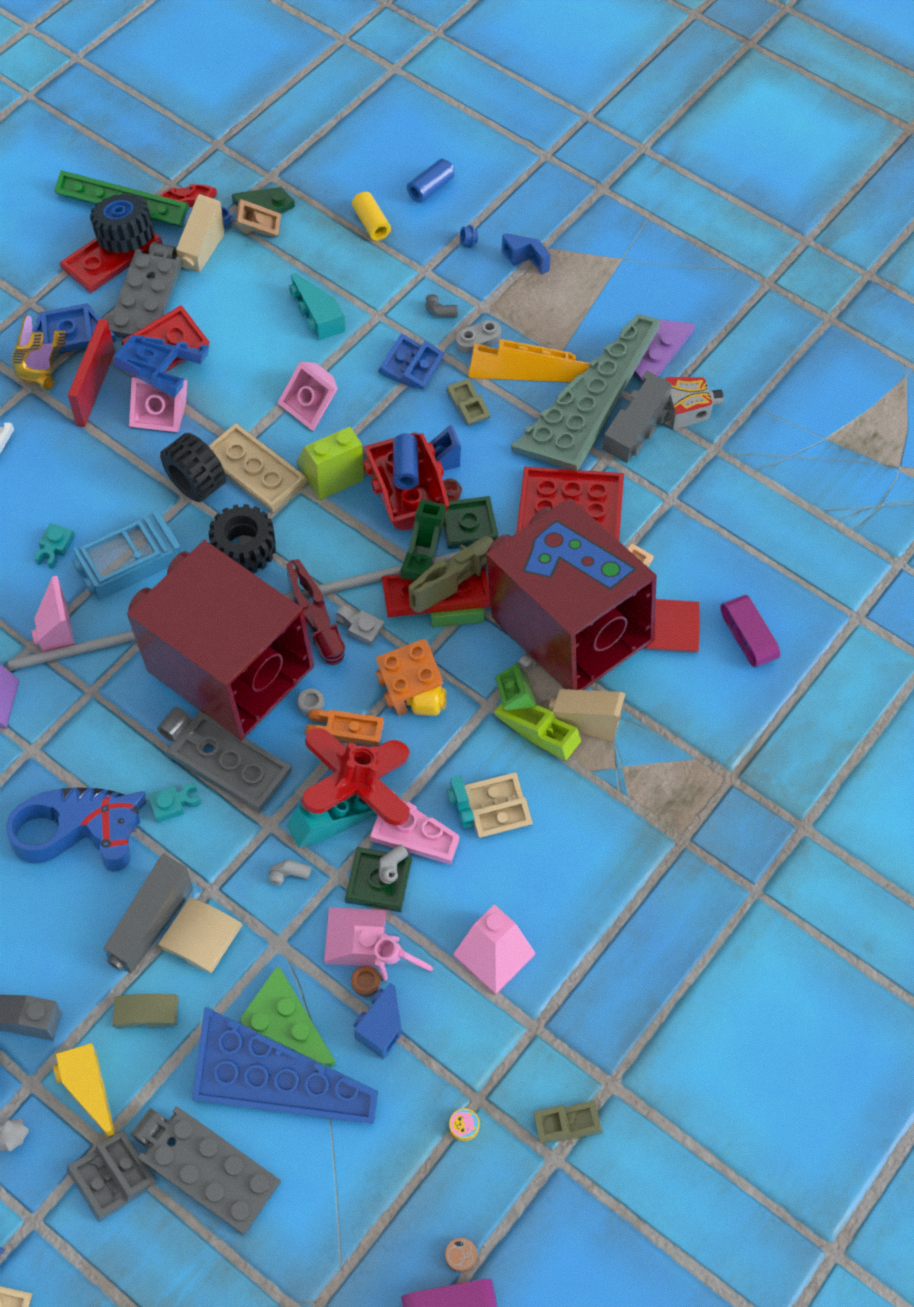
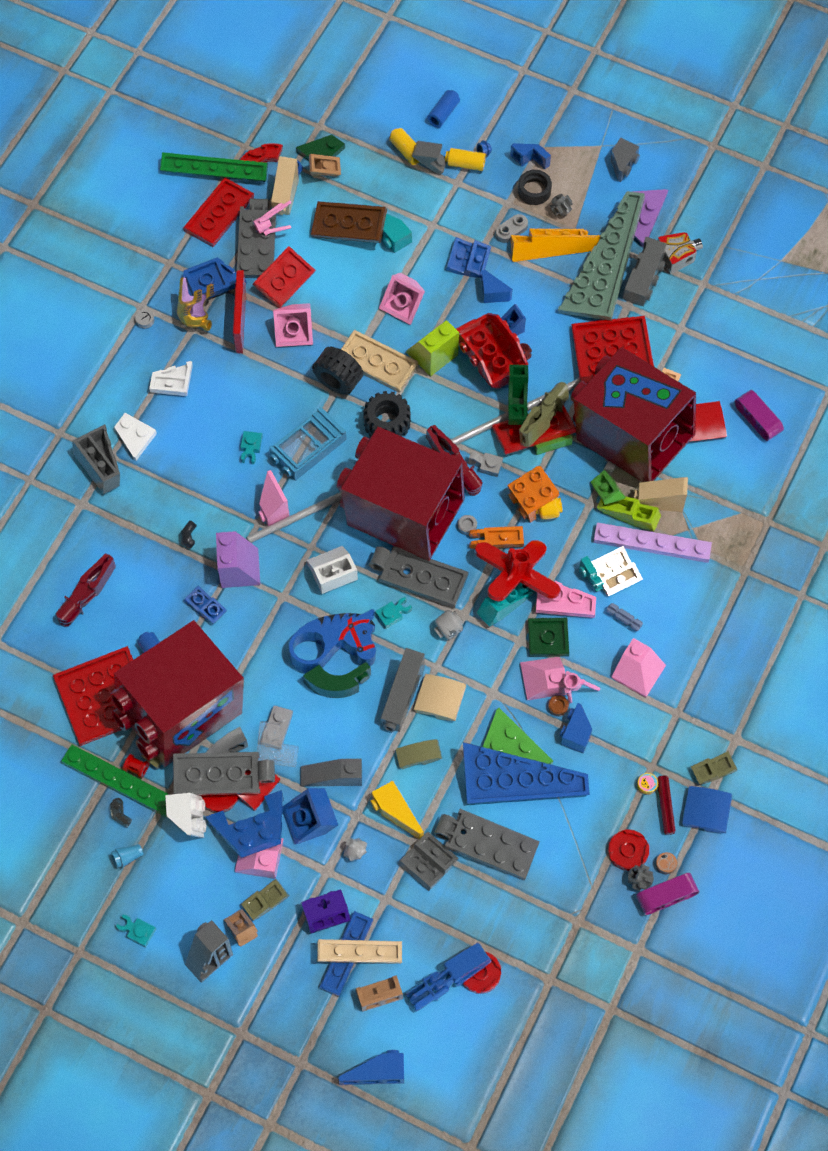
camera: 10 degrees left, 5 degrees up
(60, 888) = (336, 685): none -> dark green arch
(106, 727) = (333, 569): none -> white slope
(122, 222) = (225, 188): black wheel -> none
(149, 358) = (280, 294): blue wing -> none
(155, 271) = (263, 223): none -> bright pink plant
(242, 834) = (448, 625): none -> light grey head
(268, 290) = (349, 222): none -> reddish brown tile
(287, 868) = (486, 641): light grey arm -> none
(388, 864) = (554, 625): light grey arm -> none
(394, 230) = (430, 156): none -> dark grey slope
(405, 461) = (489, 337): blue brick -> none
(410, 1221) = (628, 849): none -> red tile
(414, 1270) = (640, 877): none -> dark grey gear
(433, 406) = (494, 289): none -> blue slope
(438, 309) = (472, 210): dark grey arm -> none
(441, 243) = (465, 159): none -> yellow brick
(467, 402) = (521, 284): olive slope -> none
(468, 521) = (544, 373): dark green tile -> none
(483, 1164) = (666, 805): none -> dark red axle
(493, 872) = (624, 617): none -> sand blue axle
(526, 278) = (534, 198): none -> black tyre
(542, 1184) = (707, 809): none -> blue slope
(549, 318) = (561, 205): none -> dark grey gear
(560, 775) = (652, 542): none -> lavender plate
(646, 275) = (623, 157): none -> dark grey slope

